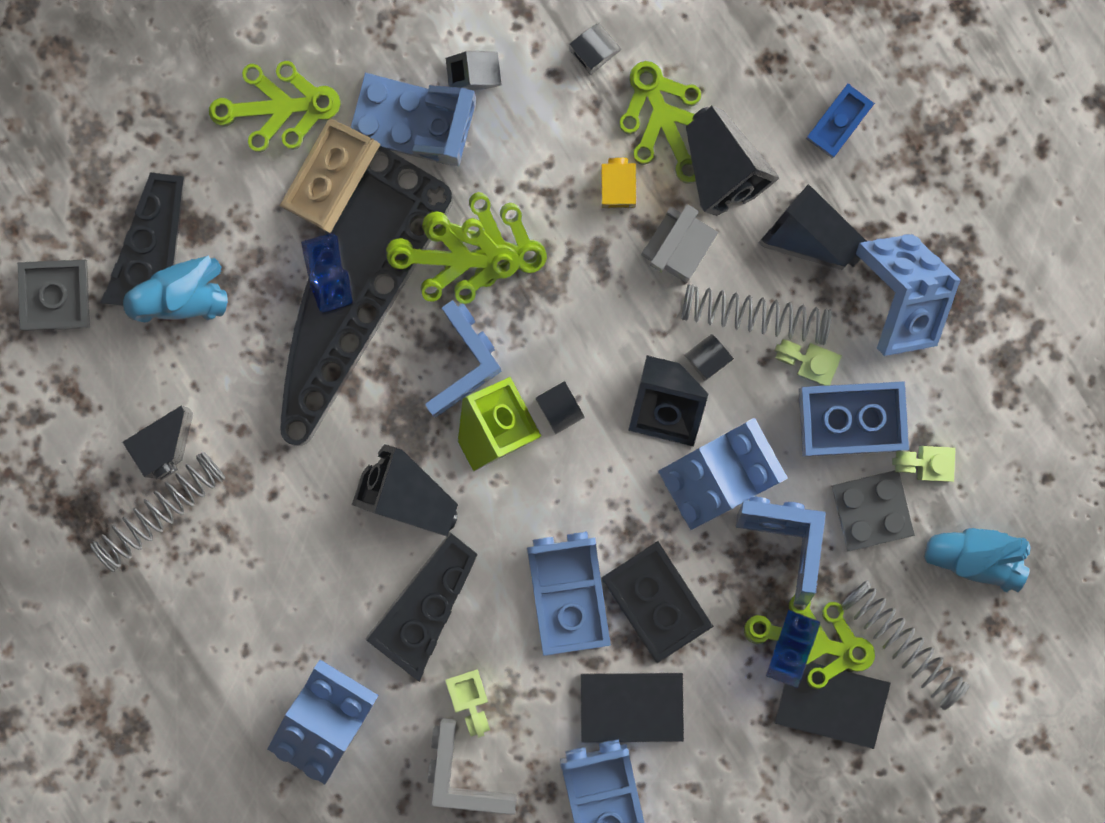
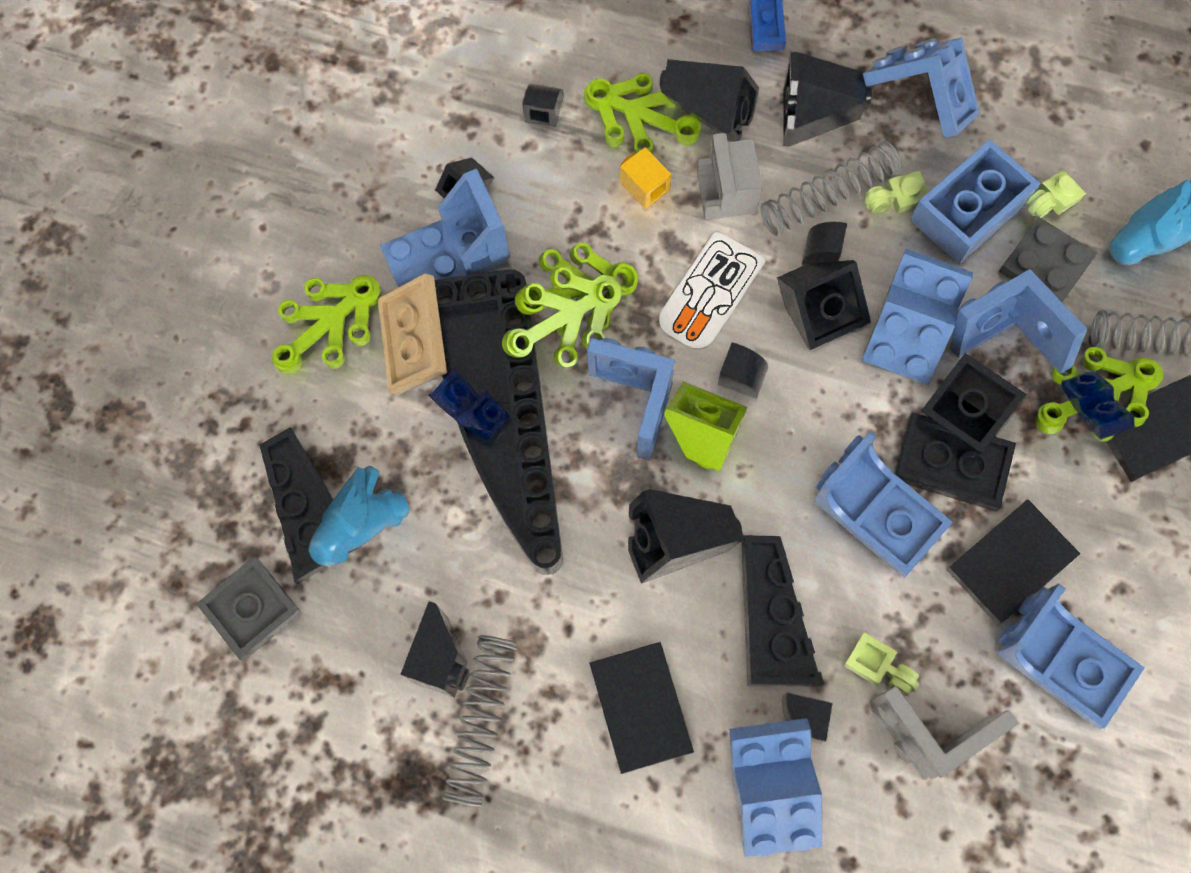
camera: 35 degrees left, 15 degrees down
(278, 592) = (641, 708): none -> black tile
(390, 693) = (816, 712): none -> black brick
(594, 319) = (710, 291): none -> sticker
(705, 573) = (974, 403): none -> black slope

